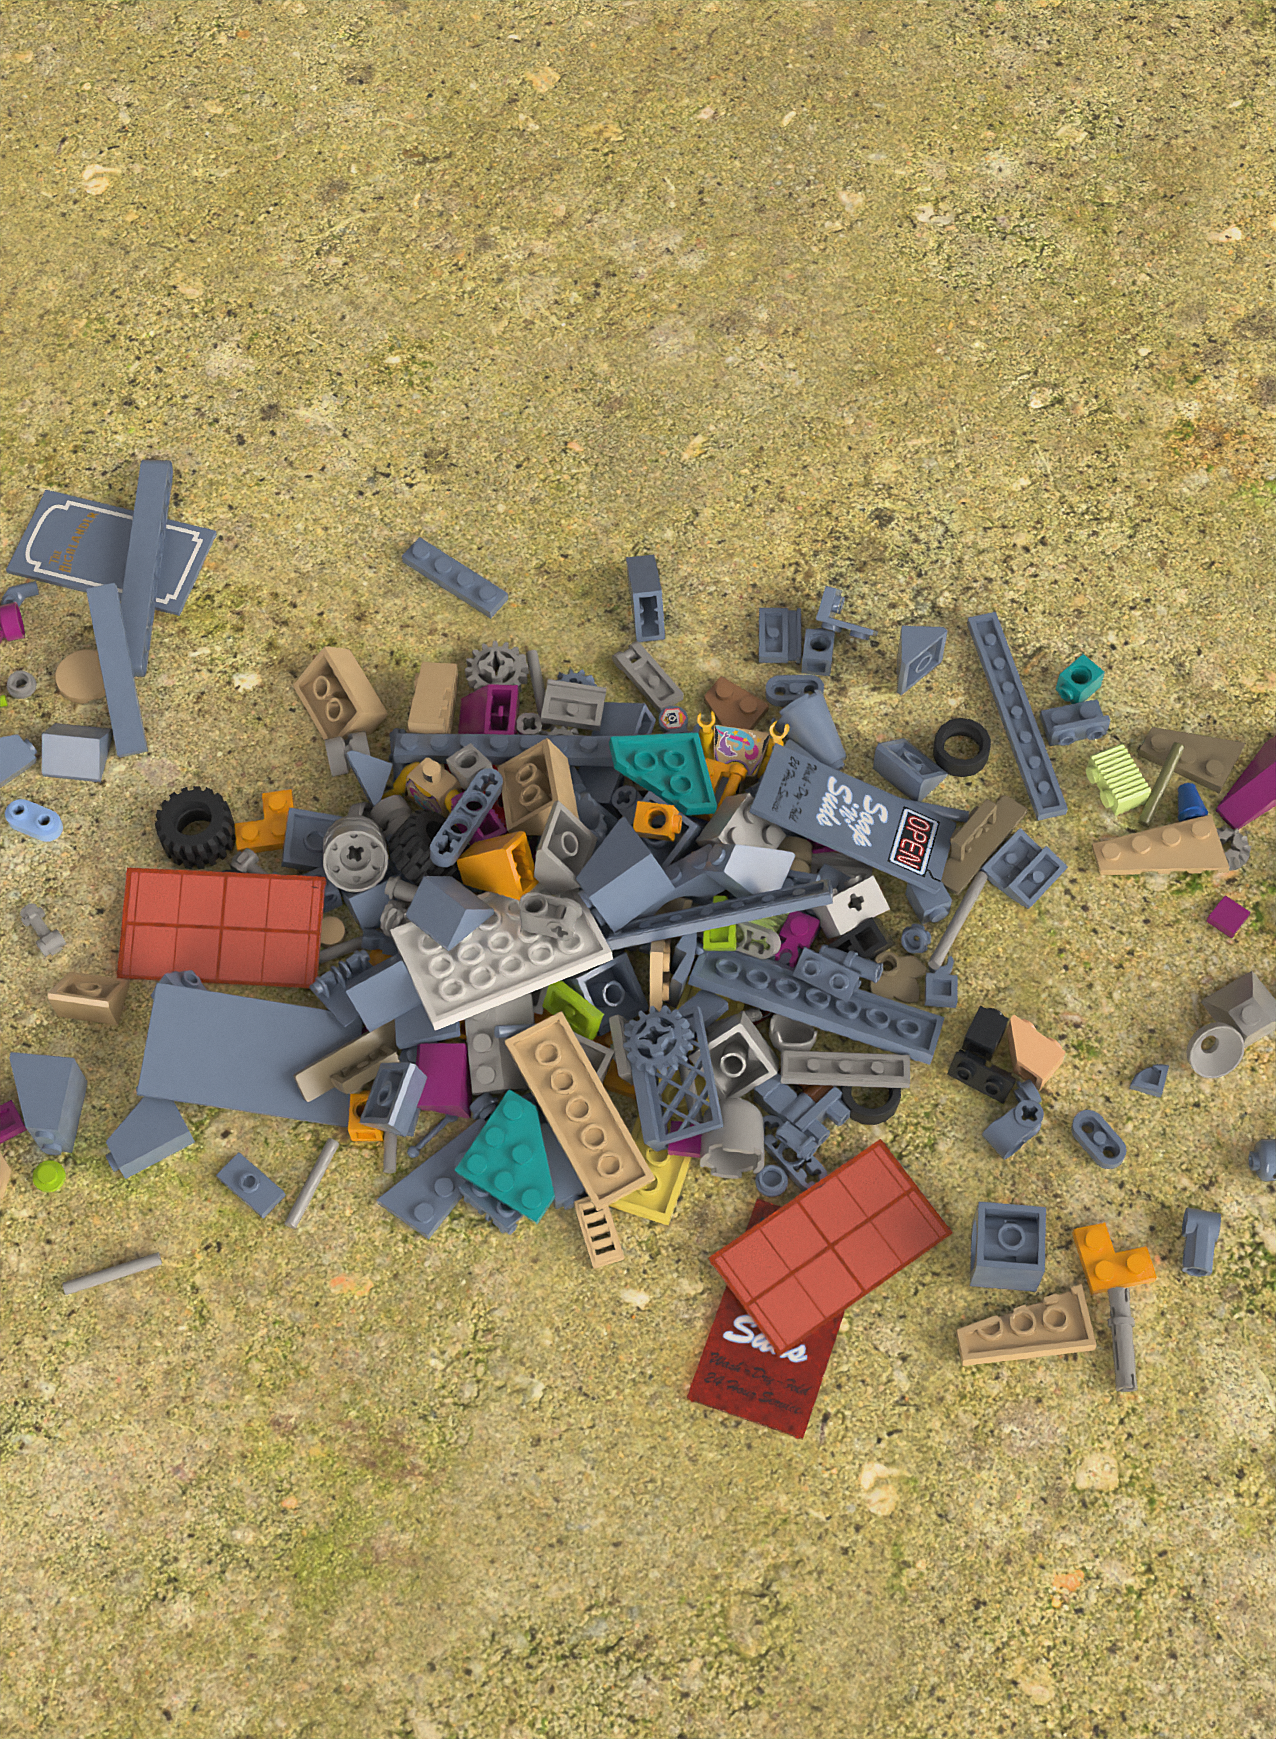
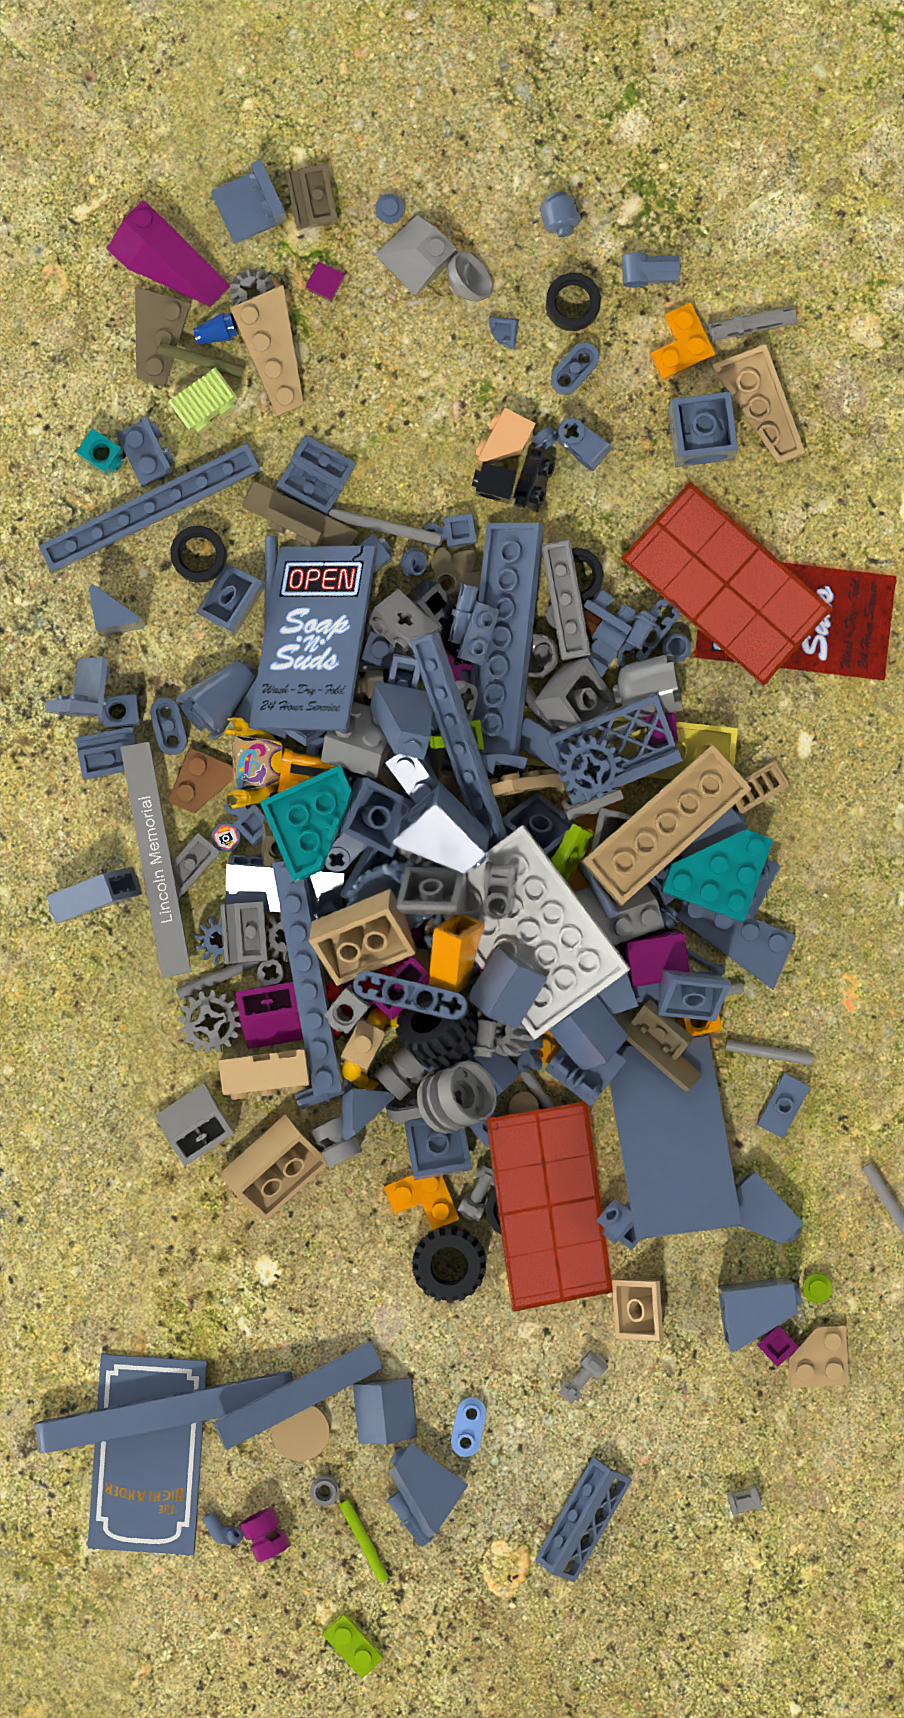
camera: 100 degrees left, 25 degrees up
(400, 638) = (194, 1124): none -> light grey slope
(455, 577) = (105, 1094): sand blue plate -> none
(647, 812) = (384, 825): light orange brick -> none
(665, 650) = (156, 859): none -> light grey tile
(1187, 1134) = (582, 281): none -> black tyre

